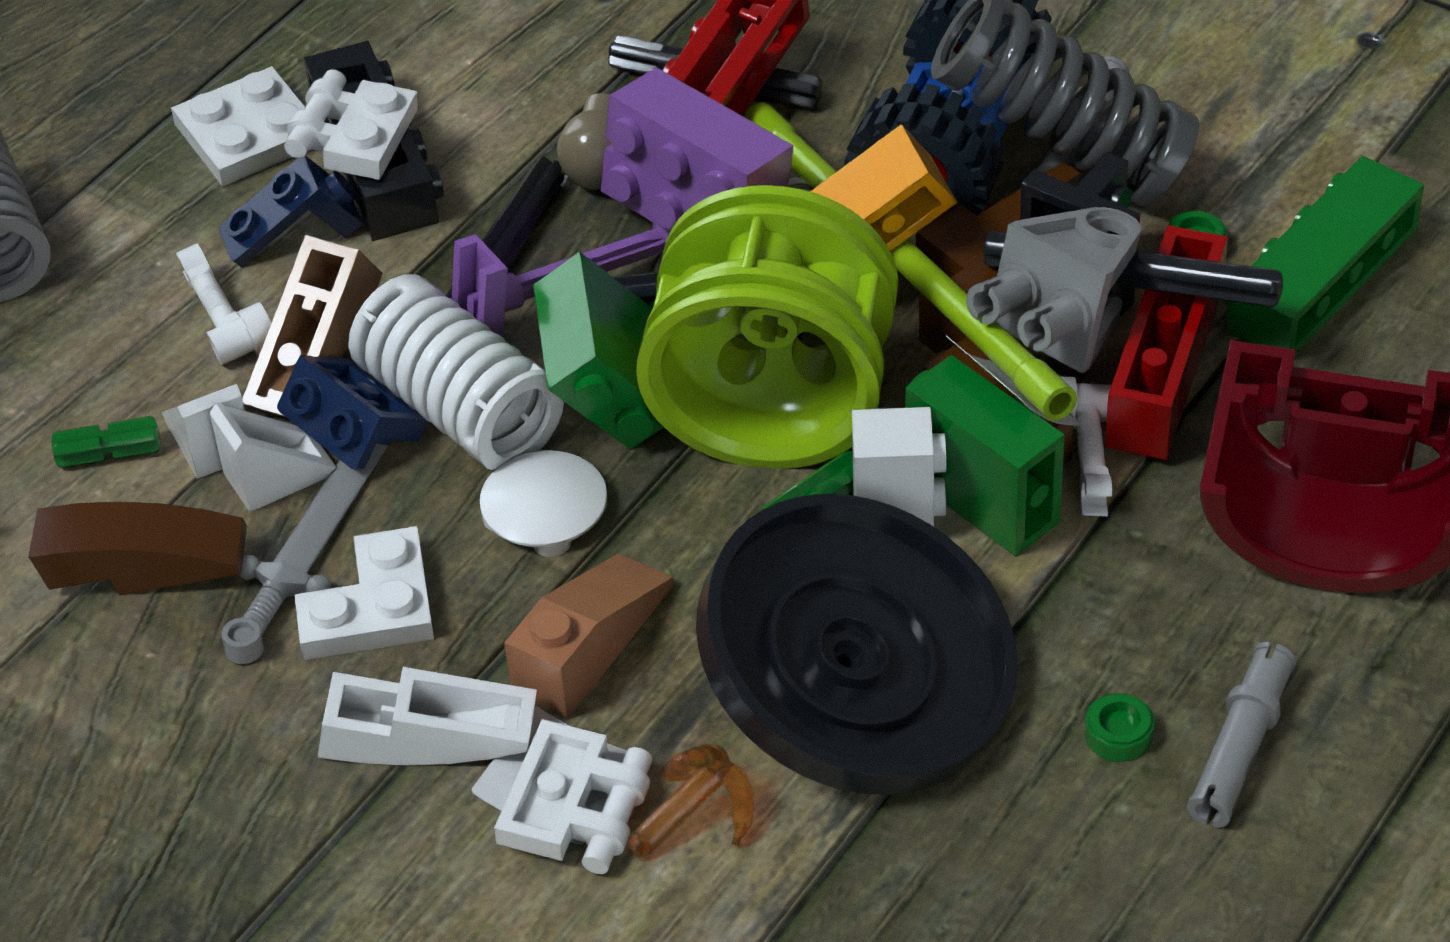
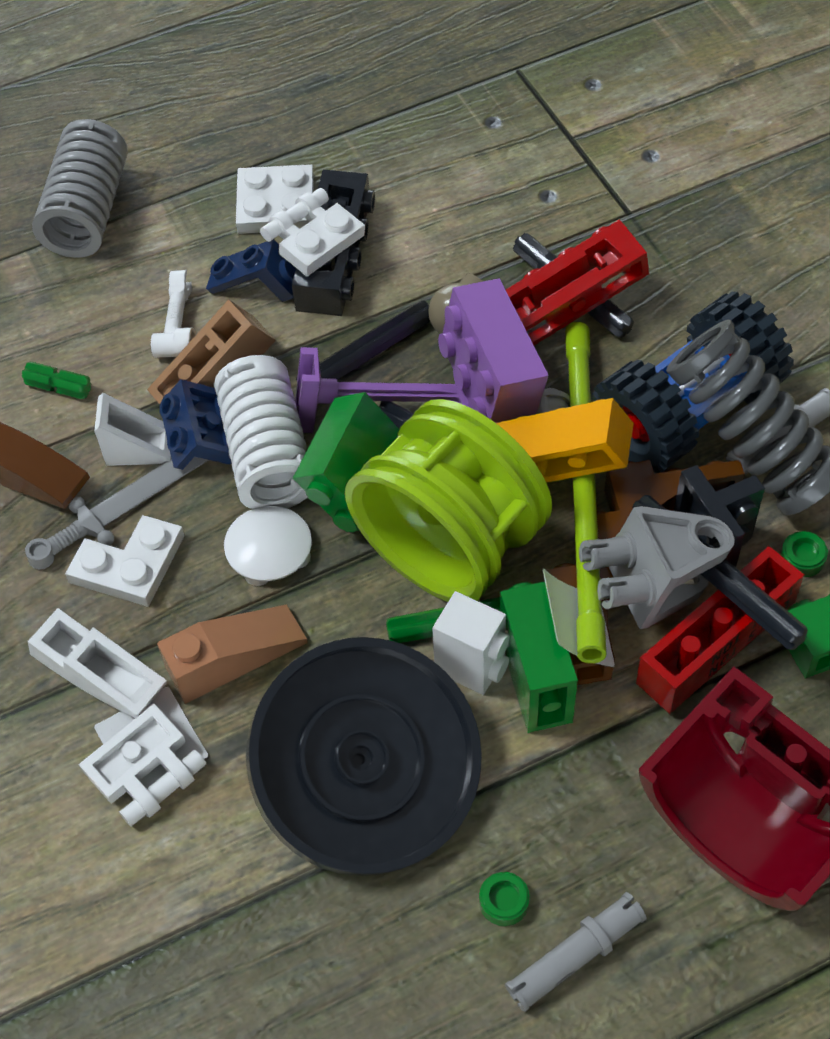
camera: 30 degrees right, 10 degrees up
(194, 431) = (119, 386): white slope -> none
(710, 771) = (209, 797): clear orange piece -> none
(1094, 475) = (633, 644): white brick -> none

